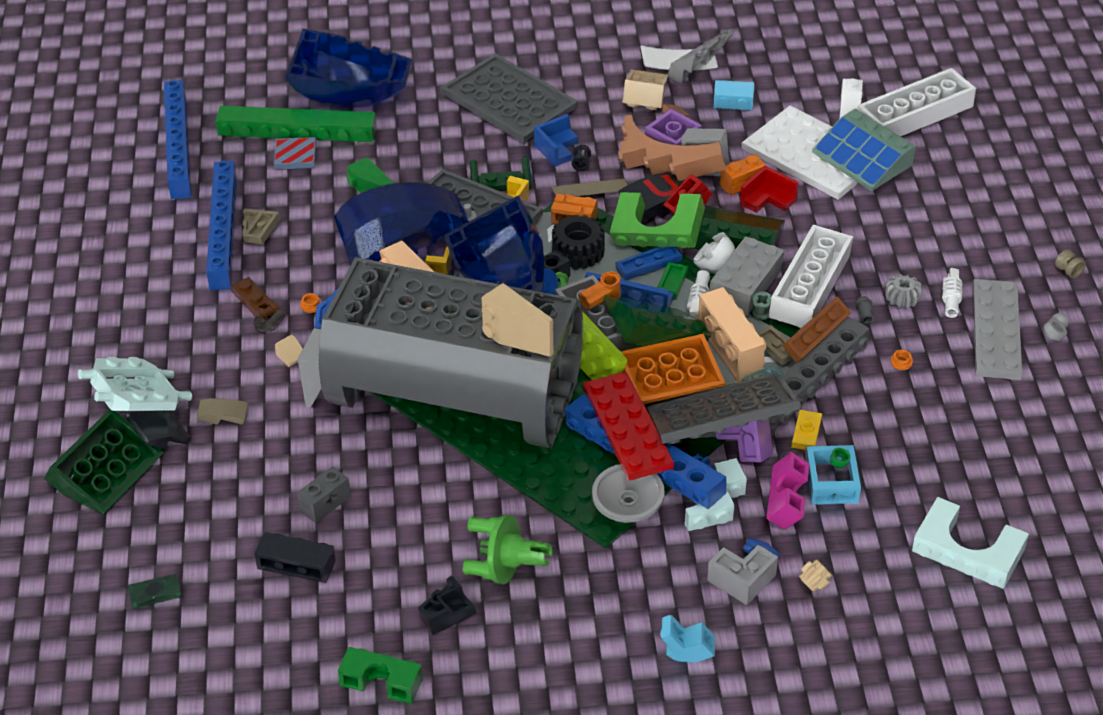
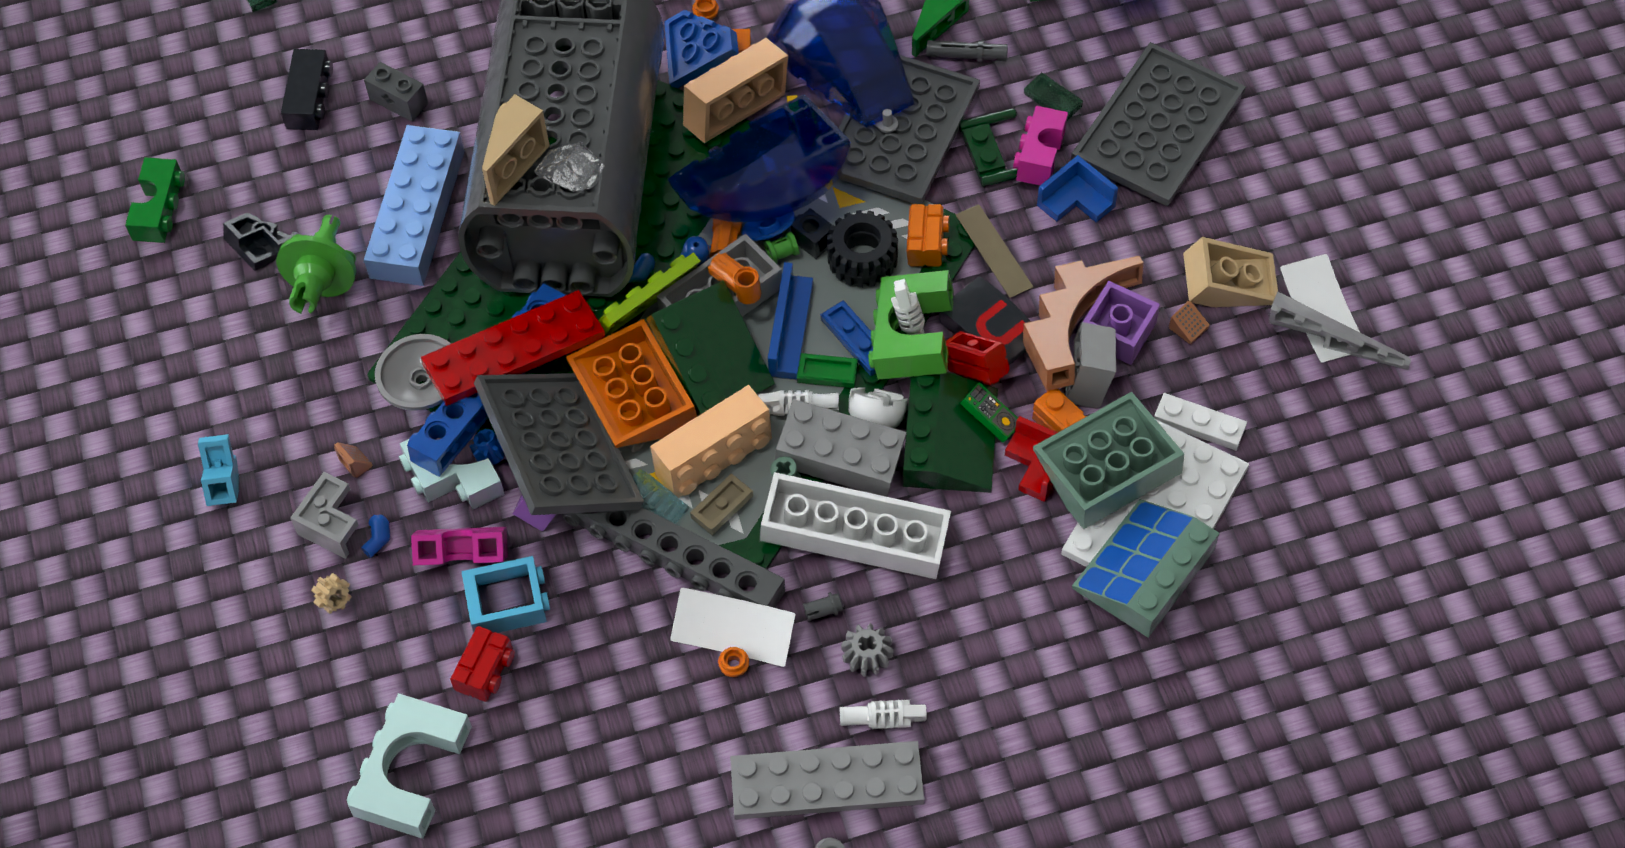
camera: 80 degrees right, 15 degrees up
(414, 166) = (979, 51): none -> dark grey pin
(444, 489) = (414, 205): none -> light blue brick
(465, 142) = (1052, 95): none -> clear green tile
(518, 186) = (956, 172): yellow panel -> none
(527, 151) = (1040, 145): none -> dark pink arch
(542, 293) = (571, 167): none -> clear slope
(578, 156) = (1051, 227): black bush -> none
(645, 215) = (907, 309): none -> white hinge
(688, 559) = (352, 459): none -> nougat slope
(728, 205) = (990, 412): none -> tile
(733, 95) = (1246, 387): medium azure brick -> none
(751, 121) = (1200, 421): none -> white plate
(790, 147) = (1109, 459): none -> sand green slope
(806, 429) = (585, 562): yellow plate -> none
(816, 329) = (743, 540): dark orange plate -> none
(845, 458) = (504, 583): green hinge -> none
(850, 95) = (1281, 541): white slope -> none
(875, 350) = (727, 622): none -> white sticker
(888, 492) = (482, 664): none -> red brick
(921, 102) = (1288, 628): white brick -> none

